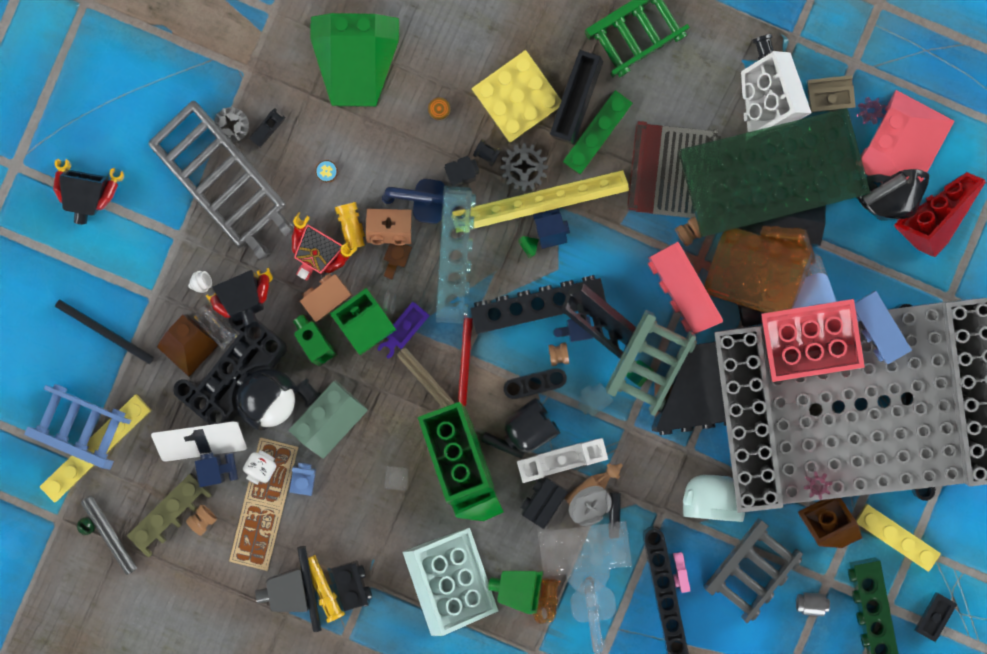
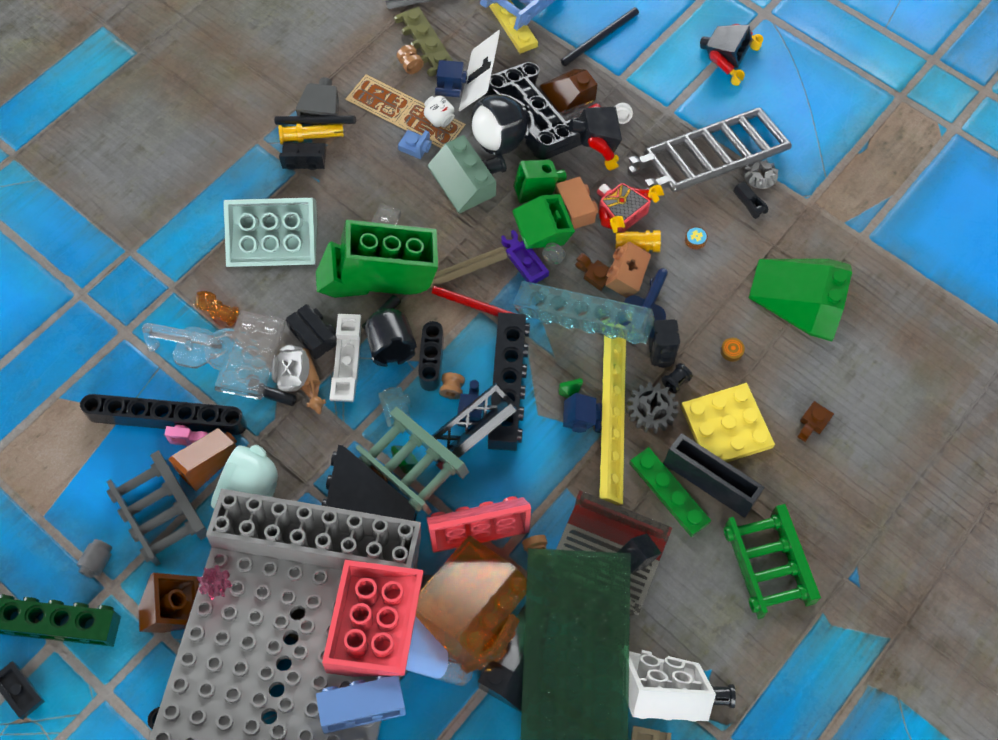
camera: 110 degrees right, 25 degrees down
(487, 18) = (815, 420): none -> reddish brown plate
(518, 589) = (236, 283): green torso -> none
(668, 143) = (642, 552): none -> black brick
(697, 547) = (203, 458): none -> slope
(897, 537) = (122, 677): light yellow plate -> none

